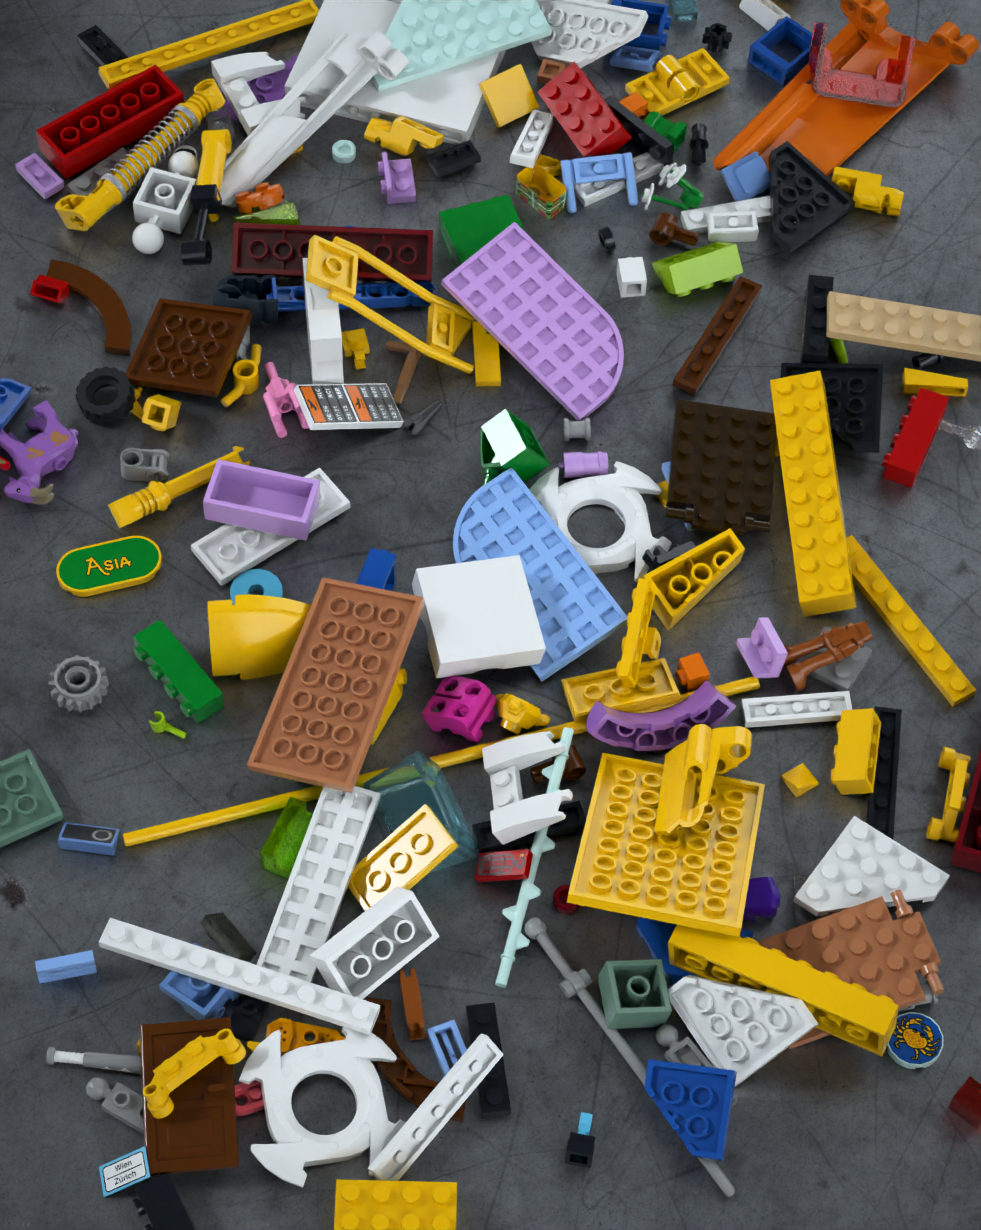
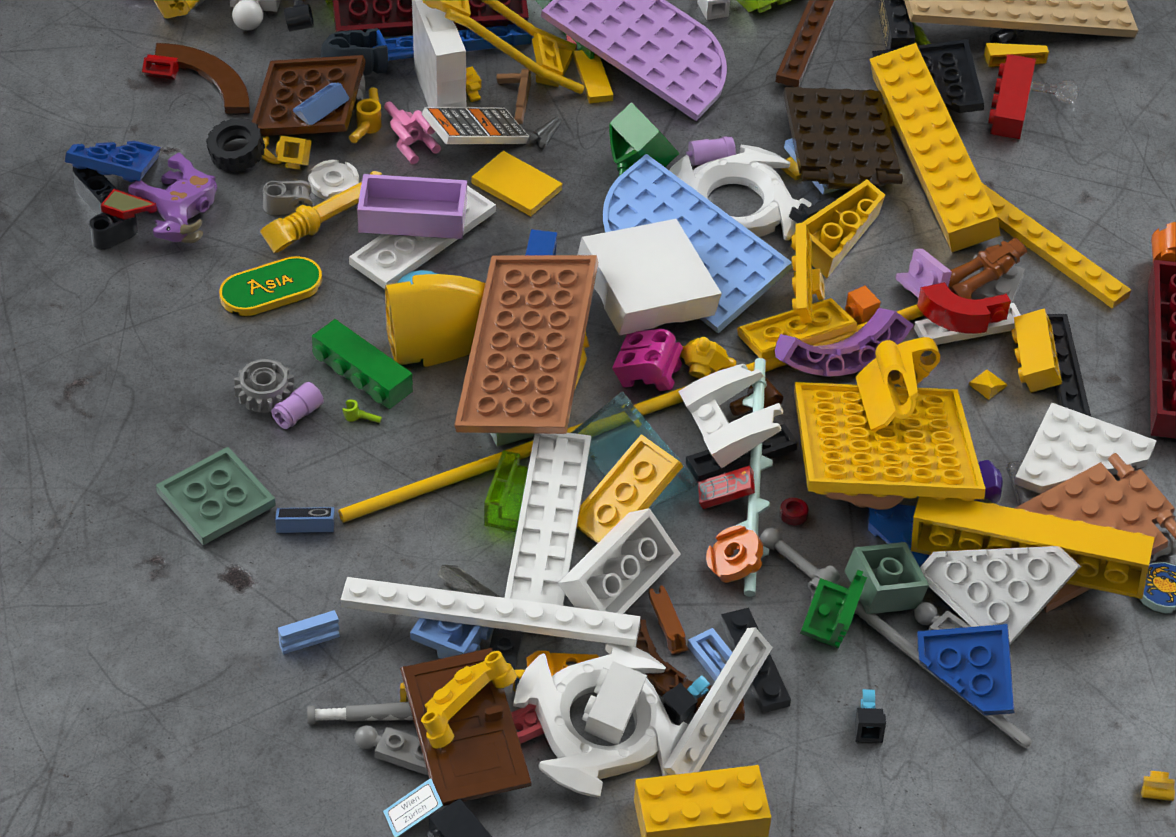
camera: 10 degrees left, 10 degrees down
(108, 709) = (297, 405): none -> lavender piece
(195, 446) = (332, 178): none -> white tile
(197, 362) = (321, 103): none -> medium blue slope
(330, 1098) = (616, 699): none -> white brick
(379, 476) = (516, 183): none -> yellow tile
(401, 1099) = (682, 702): none -> black piece
(503, 952) = (745, 562): none -> orange plate
(571, 1021) = (832, 610): none -> green plate
(577, 429) = (696, 124): light grey bush -> none
(789, 701) = (961, 314): none -> red arch
(954, 802) = (1140, 377): yellow plate -> none

